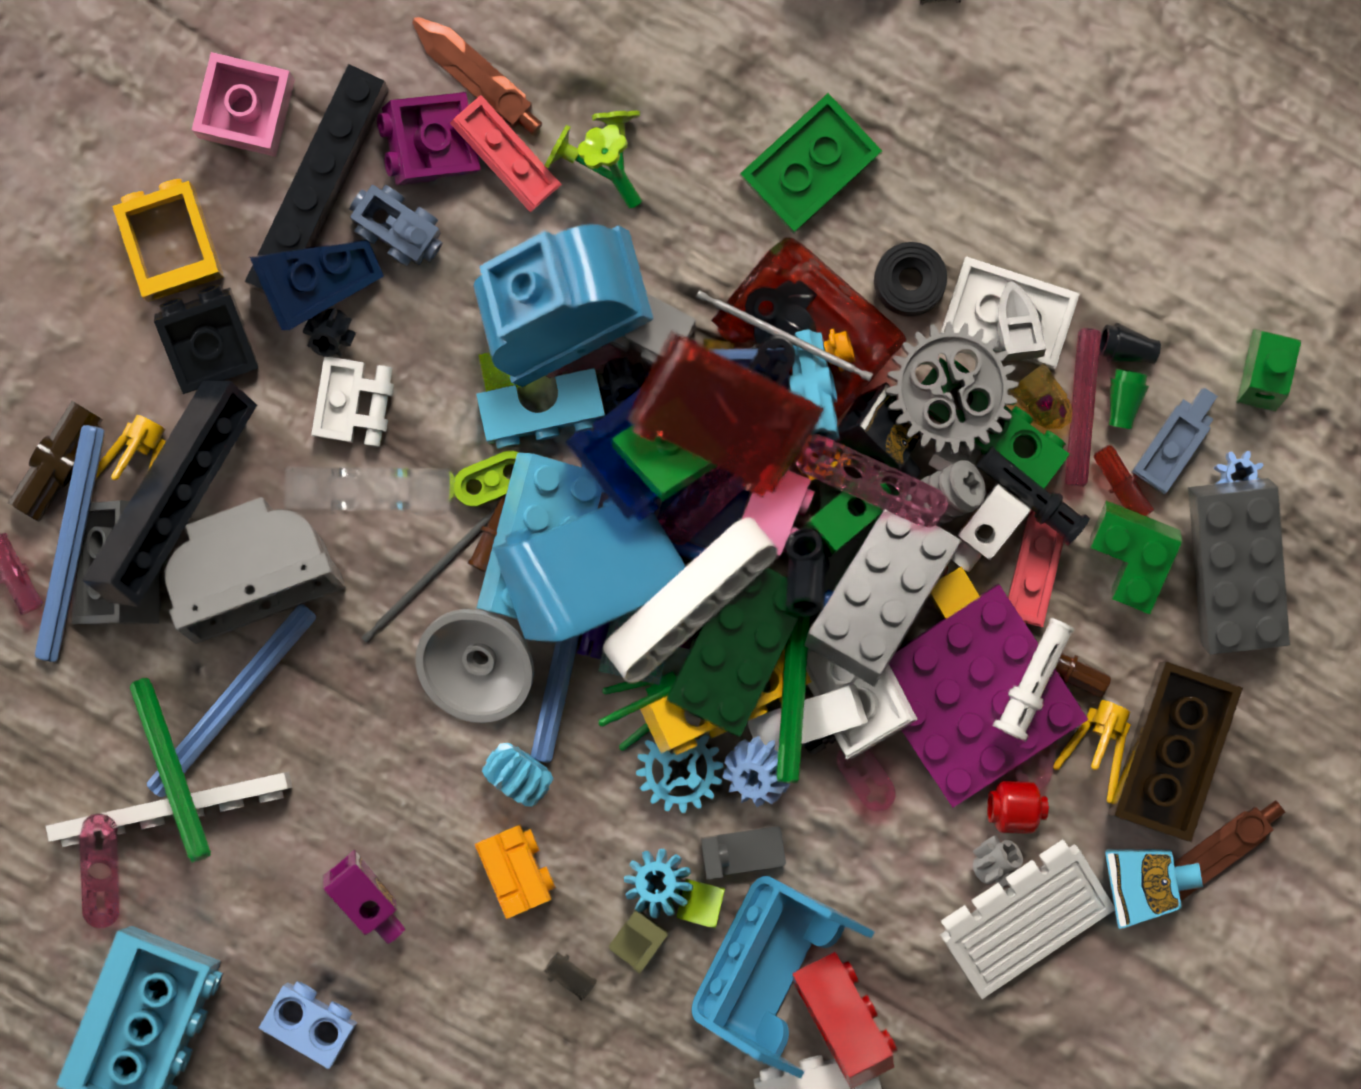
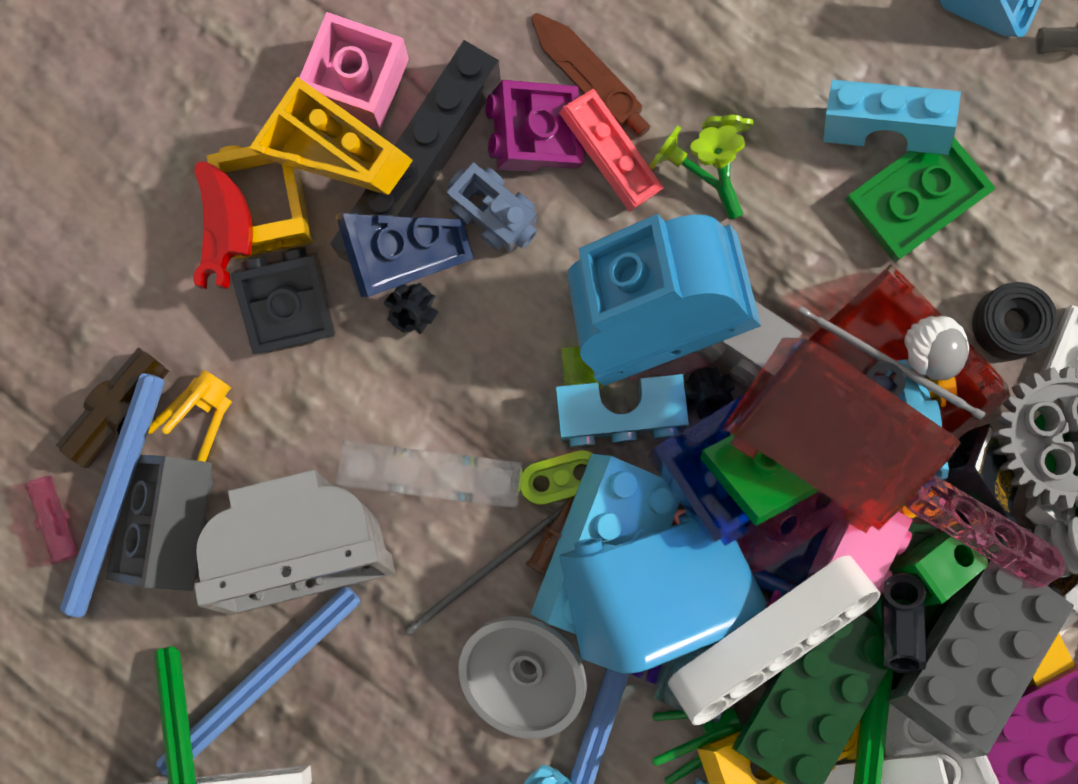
camera: 10 degrees right, 5 degrees down
(142, 273) = (225, 225): none -> red piece
(170, 493) = (215, 457): black brick -> none
(232, 184) = (326, 140): none -> yellow wedge
(340, 397) = (413, 378): white plate -> none
(787, 308) = (886, 334): black plate -> none
(799, 92) = (920, 114): none -> medium azure arch
(826, 317) = (937, 347): none -> hair

